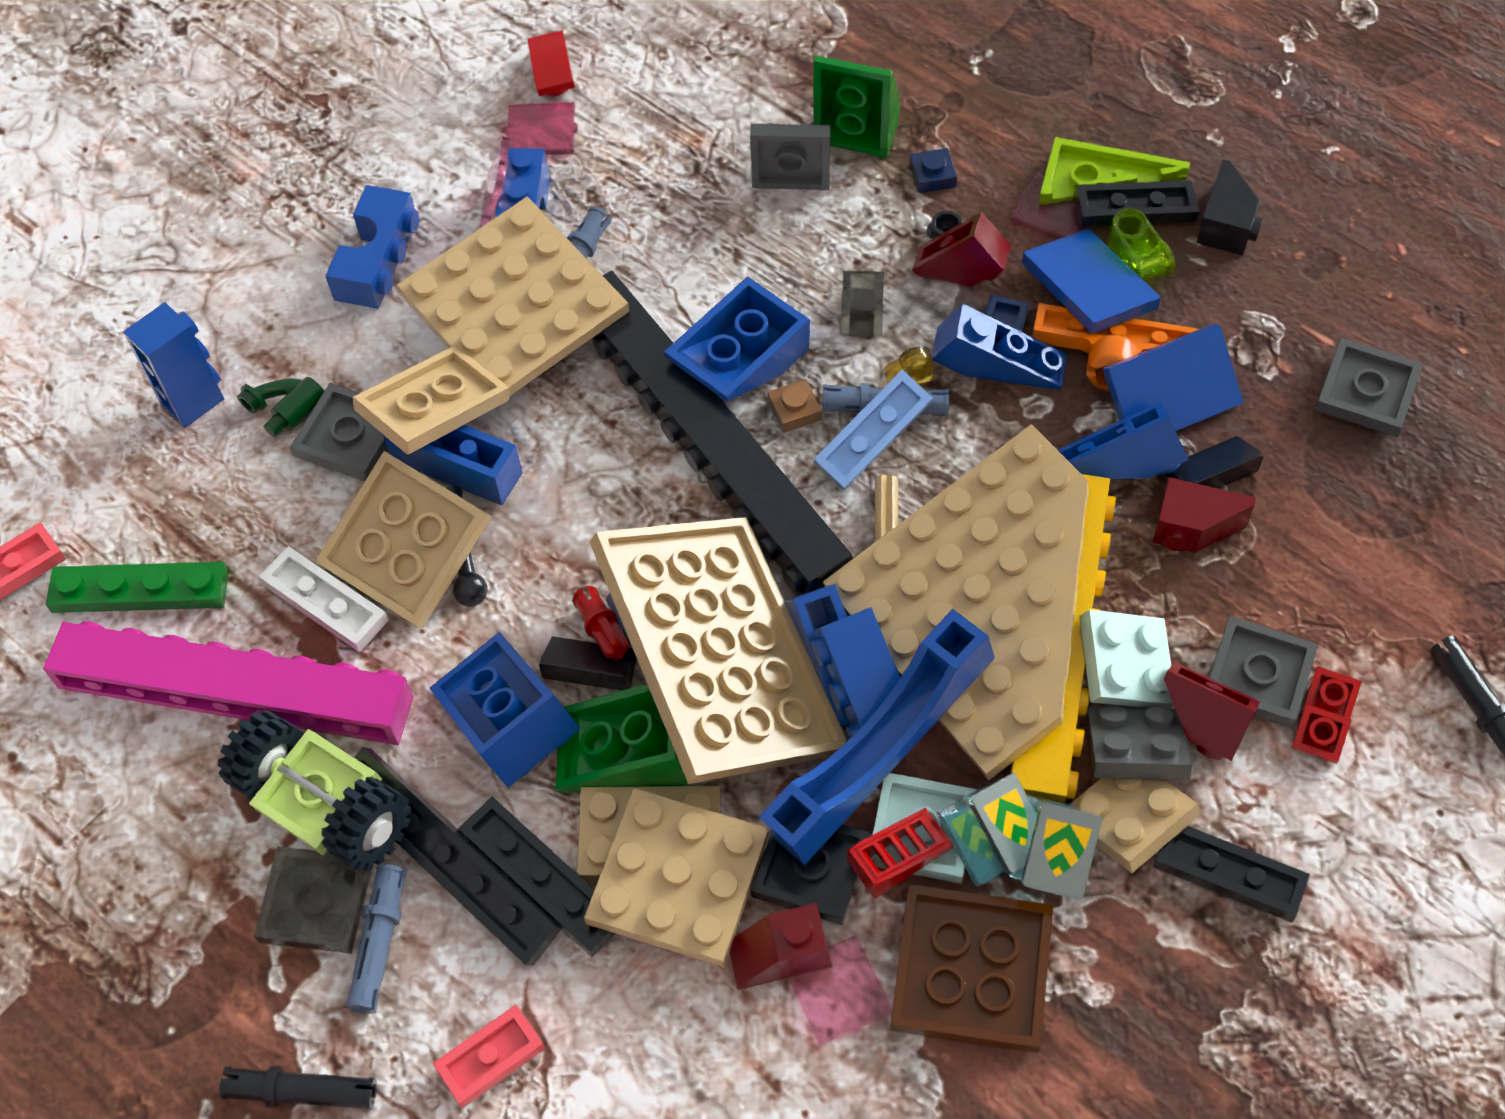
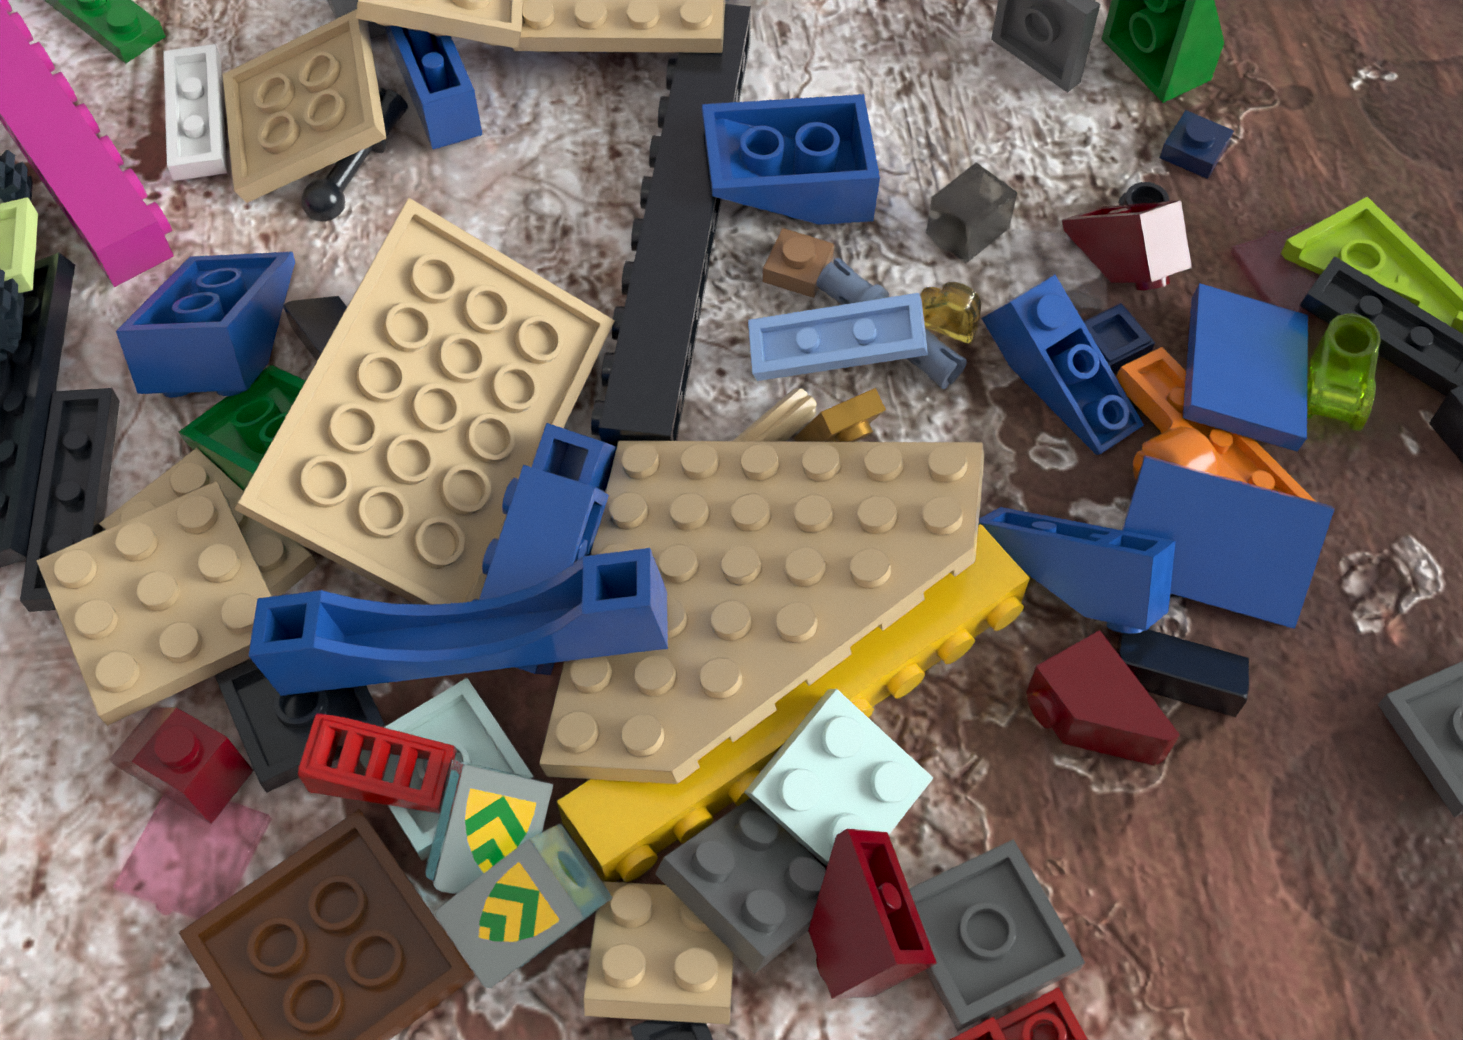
camera: 40 degrees right, 0 degrees up
(933, 475) = (844, 421): none -> pearl gold plate

